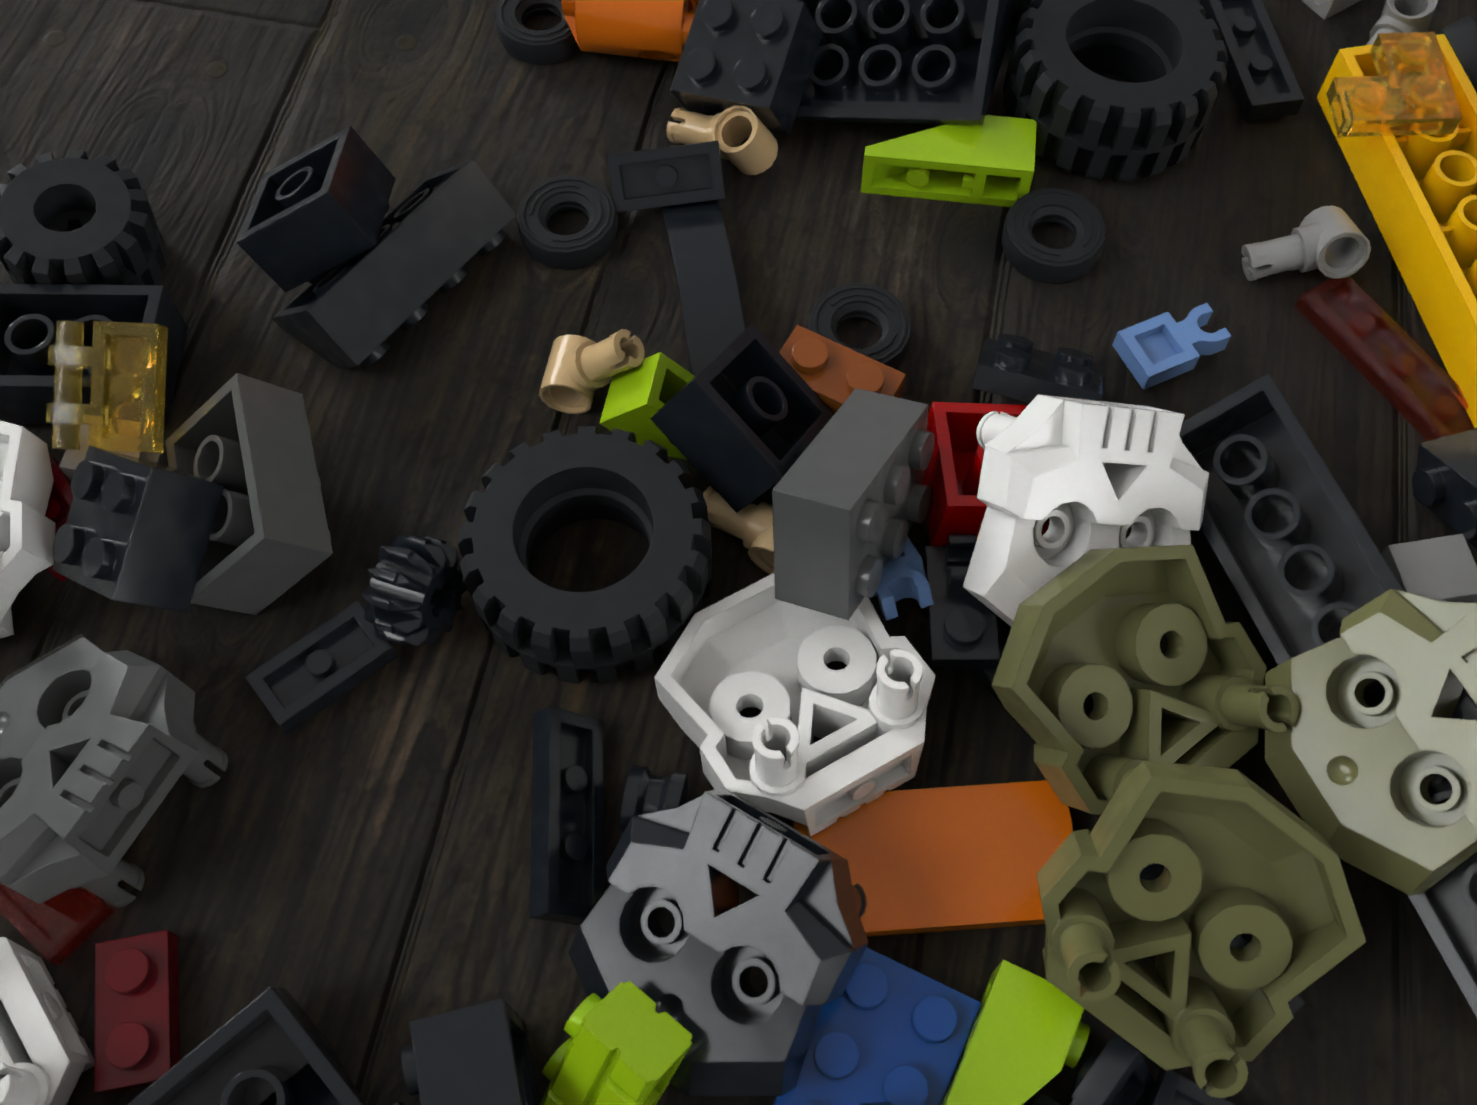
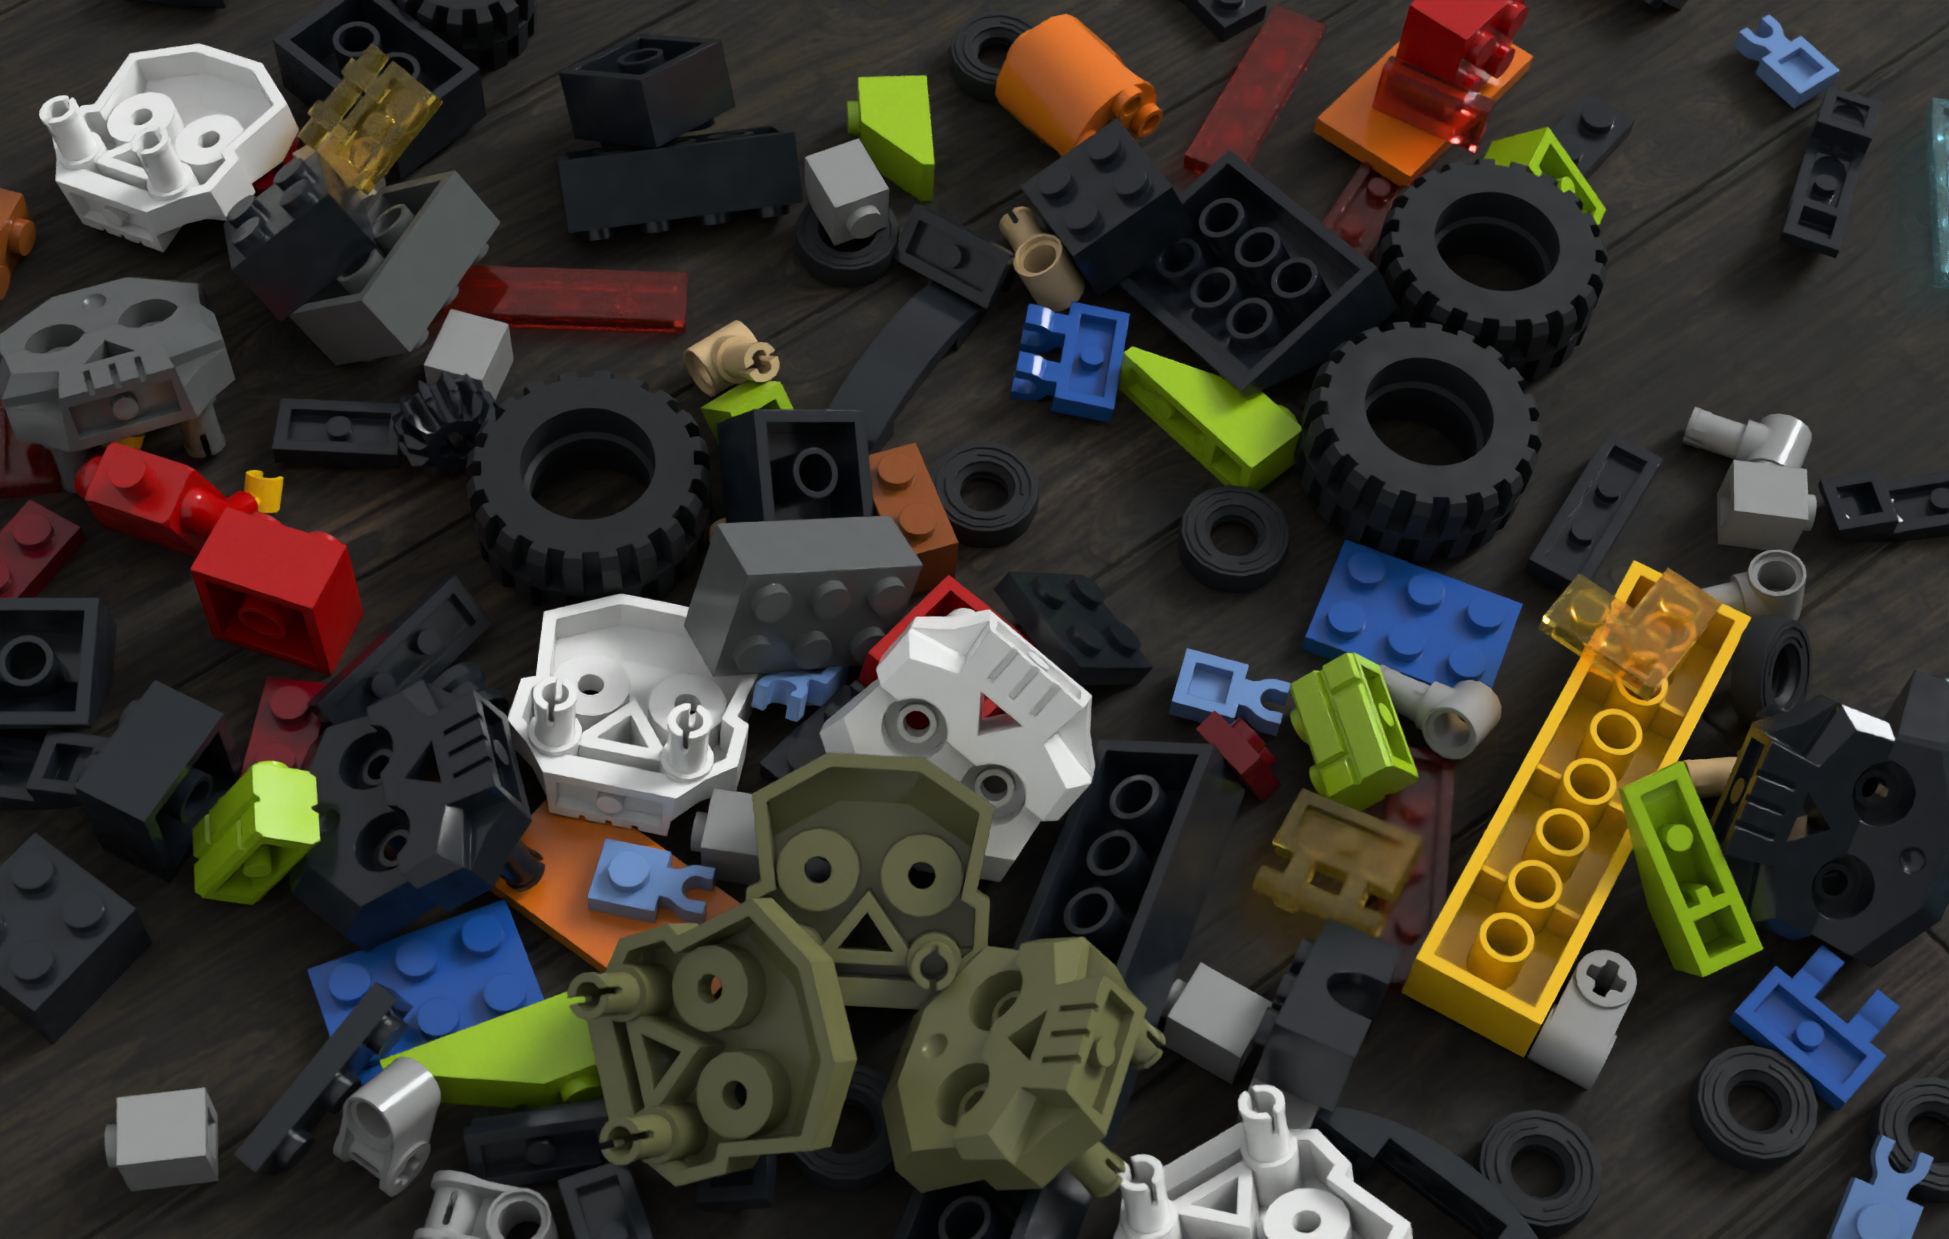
camera: 35 degrees right, 5 degrees down
(229, 845) = (163, 498): none -> red torso
(368, 518) = (471, 347): none -> light grey brick
(407, 415) = (575, 298): none -> clear red tile
(411, 840) = (278, 590): none -> red brick
(529, 119) = (896, 130): none -> lime slope
(529, 963) = (284, 723): none -> dark red plate
(549, 181) = (846, 192): none -> light grey brick
(833, 184) = (1089, 362): none -> blue plate
(942, 833) = (640, 880): none -> medium blue plate
(971, 730) = (728, 837): none -> light grey brick
(1213, 206) = (1410, 619): none -> blue plate
(1248, 365) = (1243, 753): none -> dark red plate
(1284, 304) = (1352, 732): none -> lime brick
(1366, 385) = (1345, 846): none -> clear yellow plate

